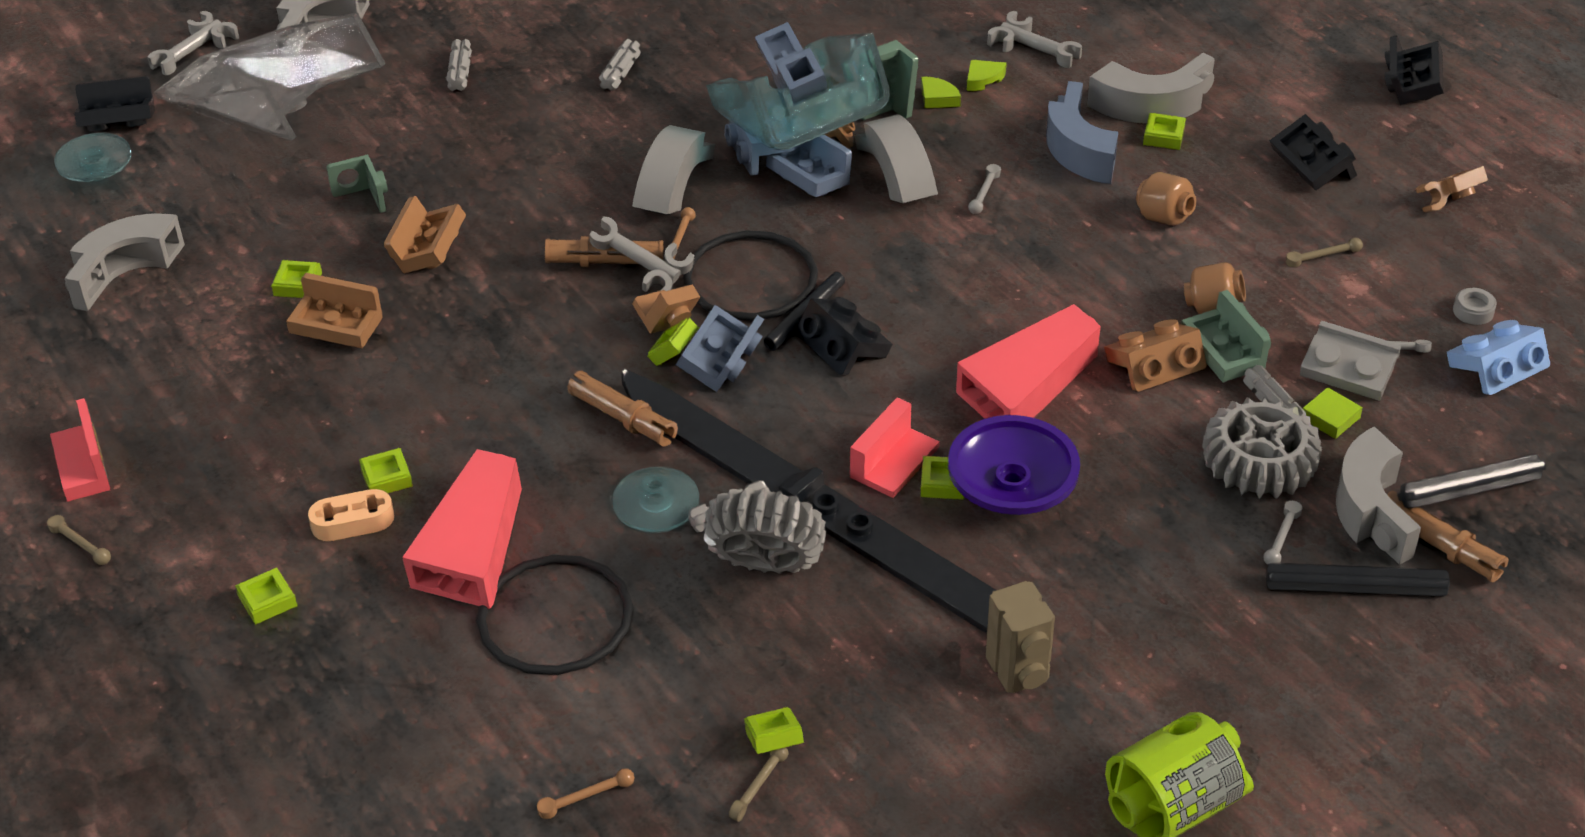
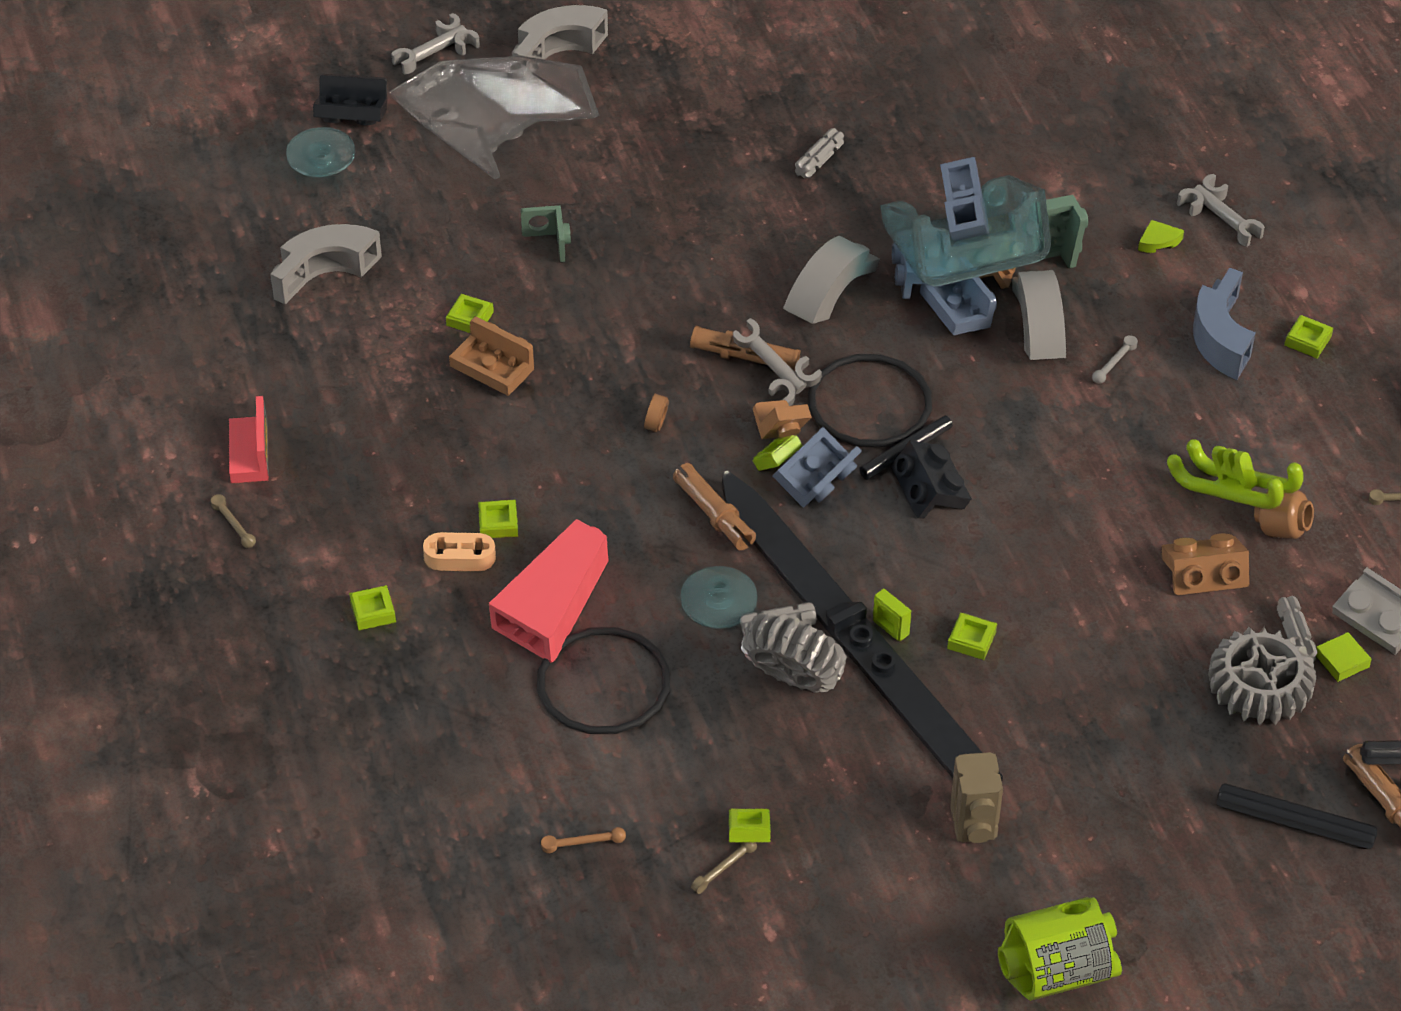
camera: 15 degrees right, 5 degrees up
(423, 237) = (589, 296): medium nougat bracket -> none
(459, 64) = (671, 121): light grey axle -> none
(530, 330) = (656, 413): none -> medium nougat tile
(687, 216) = (831, 327): medium nougat hinge -> none
(852, 473) = (891, 615): none -> lime tile
(890, 451) = (936, 599): coral panel -> none
(939, 93) = (1108, 249): lime tile -> none
(1013, 464) = (1032, 627): dark purple dish -> none
(1029, 366) = (1084, 551): coral slope -> none
(1134, 95) = (1291, 294): light grey arch -> none
(1156, 263) = (1234, 476): none -> lime piece
(1166, 198) = (1277, 410): medium nougat head -> none
(1231, 338) = (1276, 564): sand green bracket -> none
(1292, 511) = (1268, 739): light grey hinge -> none
(1362, 503) = (1342, 721): light grey arch -> none

